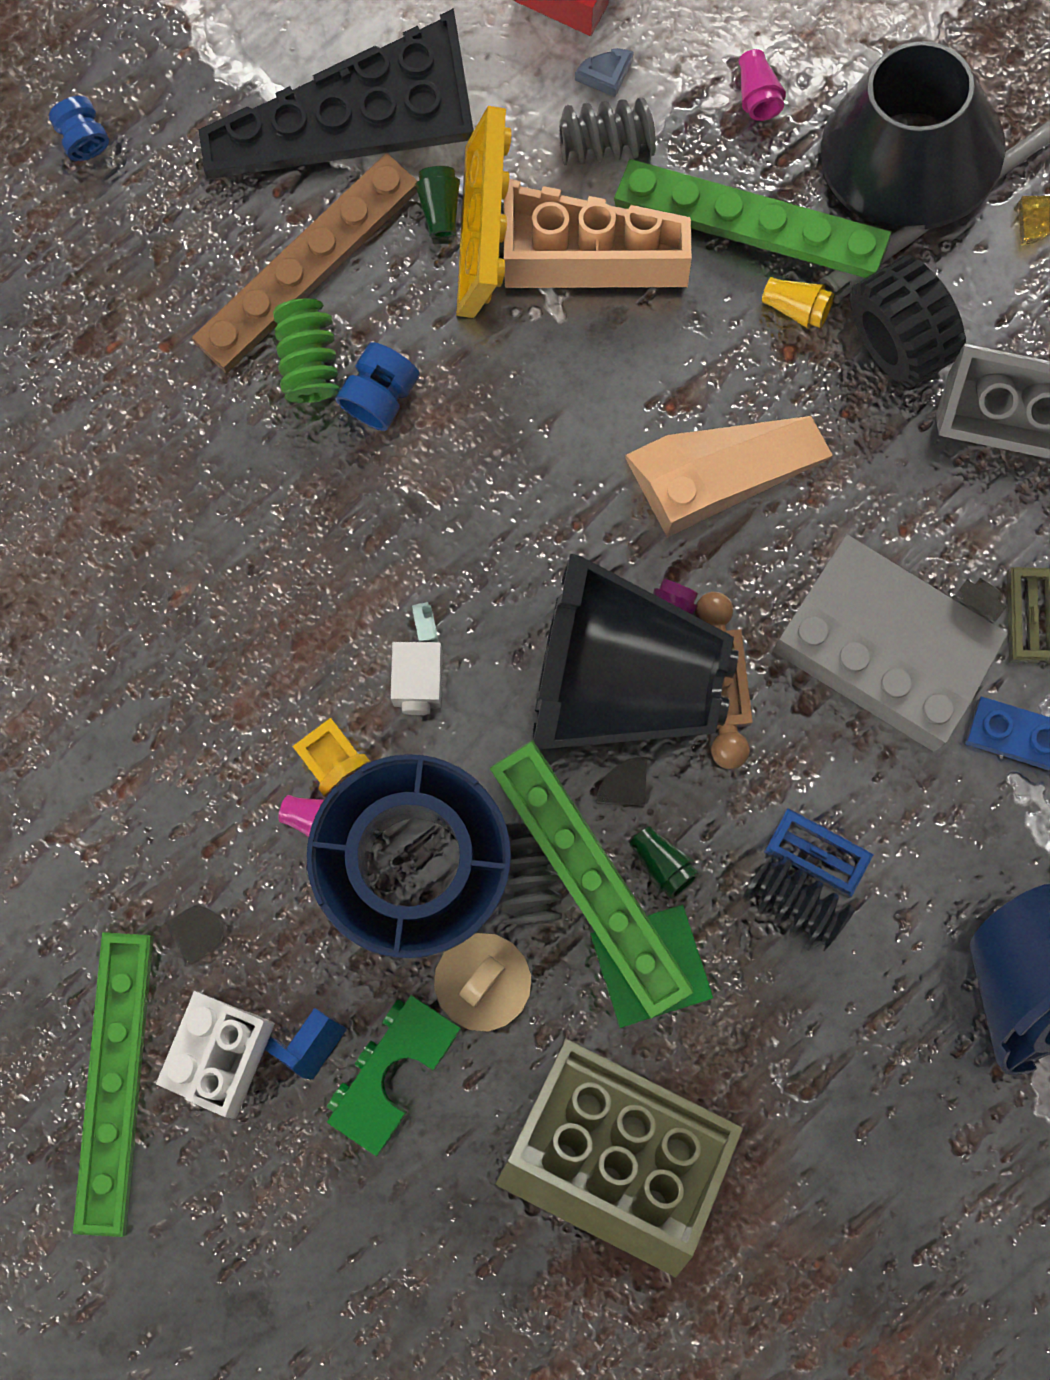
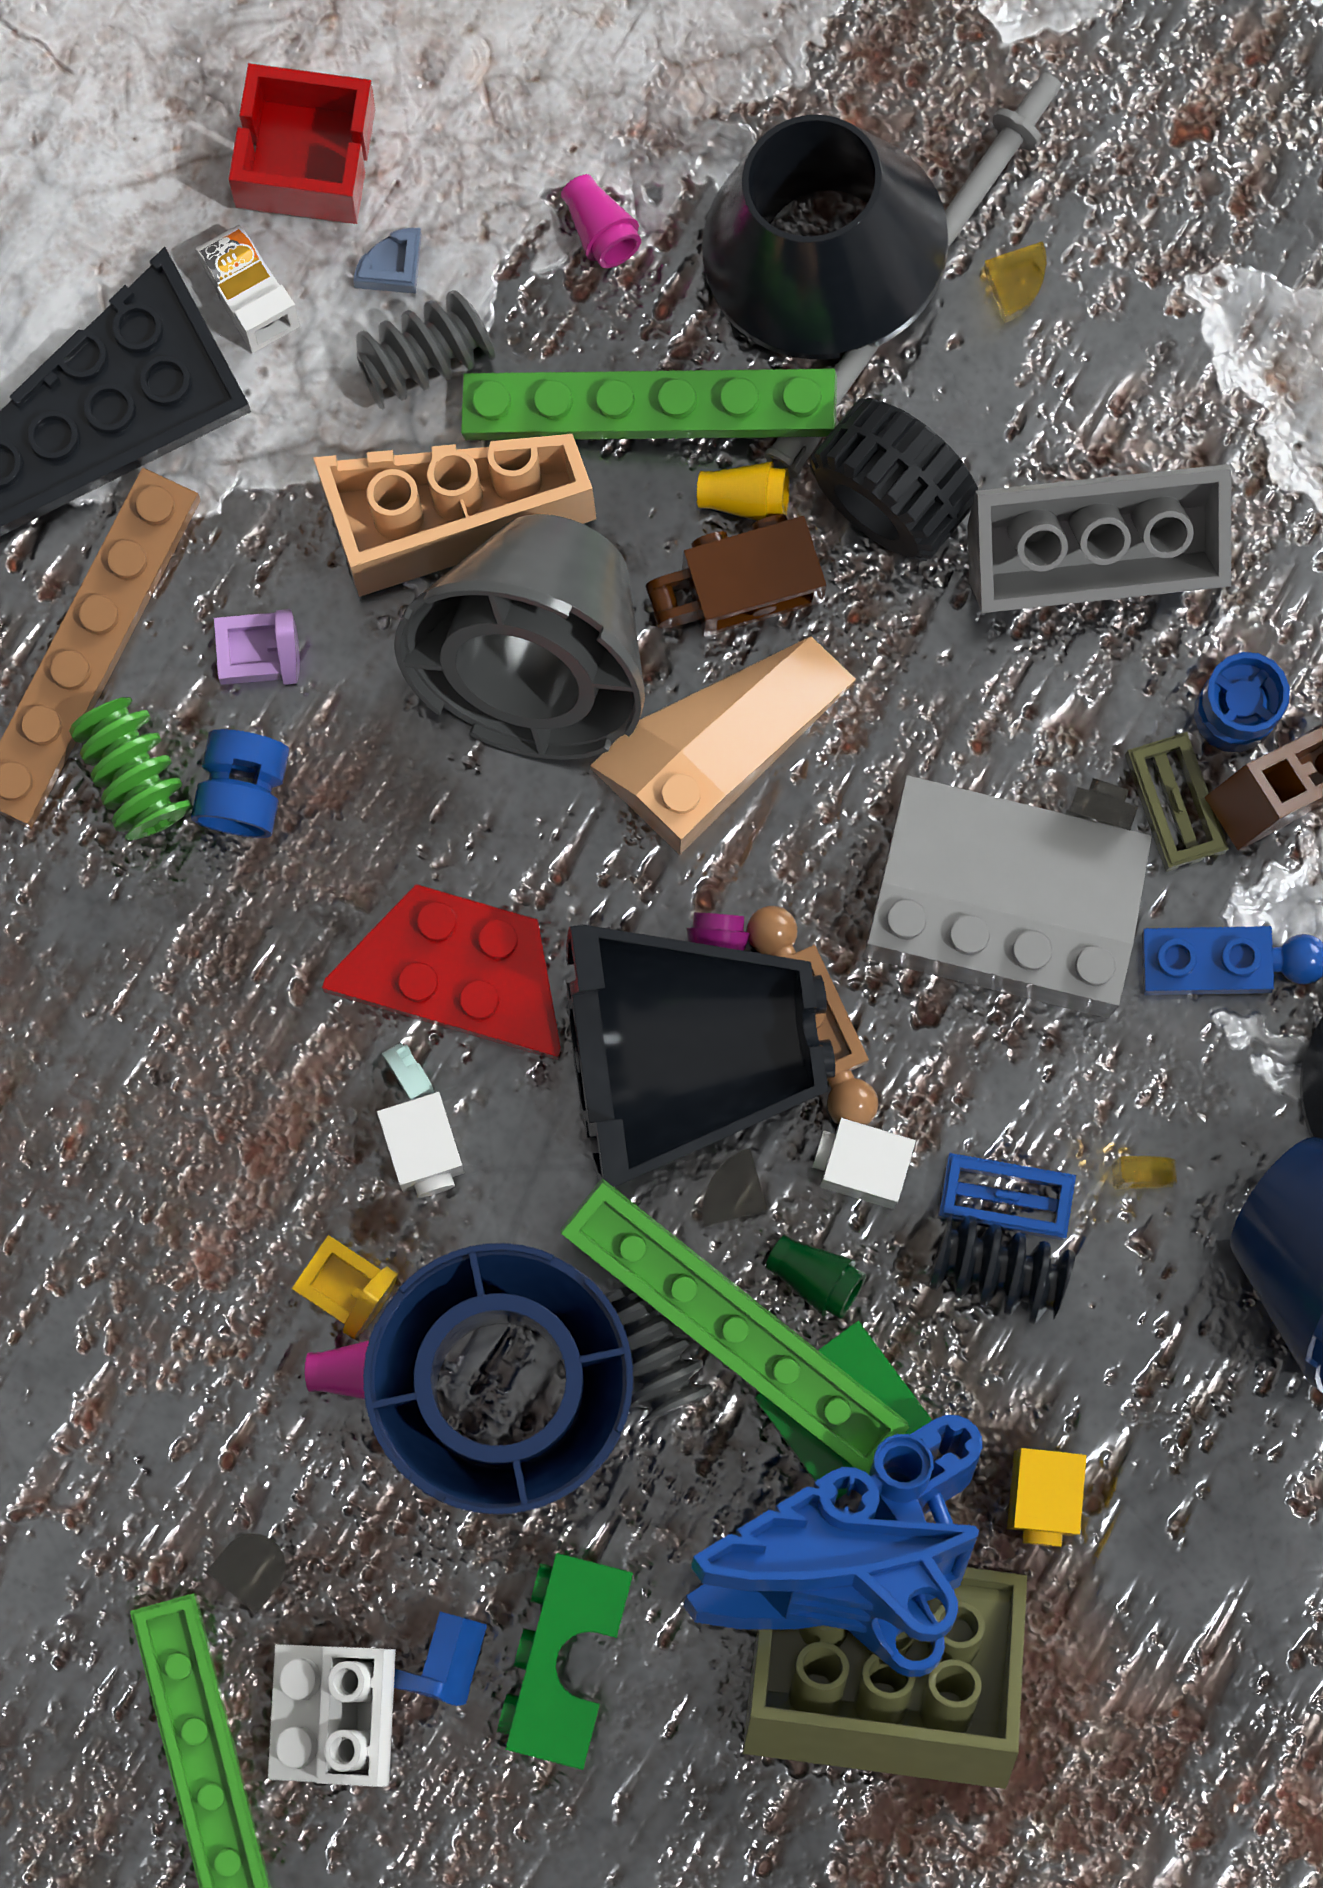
camera: 25 degrees left, 0 degrees up
(423, 300) = (257, 648): none -> lavender tile
(439, 199) = (234, 508): dark green cone -> none
(481, 219) = (298, 513): yellow plate -> none
(483, 564) = (455, 969): none -> red wing
(483, 982) = (640, 1507): tan tile -> none
(501, 55) = (248, 288): none -> white leg
(610, 350) = (530, 641): none -> dark grey cone
(623, 1081) = (850, 1568): none -> blue piece
(724, 794) = (864, 1162): none -> white brick
(776, 358) = (742, 577): none -> reddish brown brick
(776, 1075) = (1046, 1495): none -> yellow brick
(923, 868) = (1144, 1172): none -> clear yellow tile

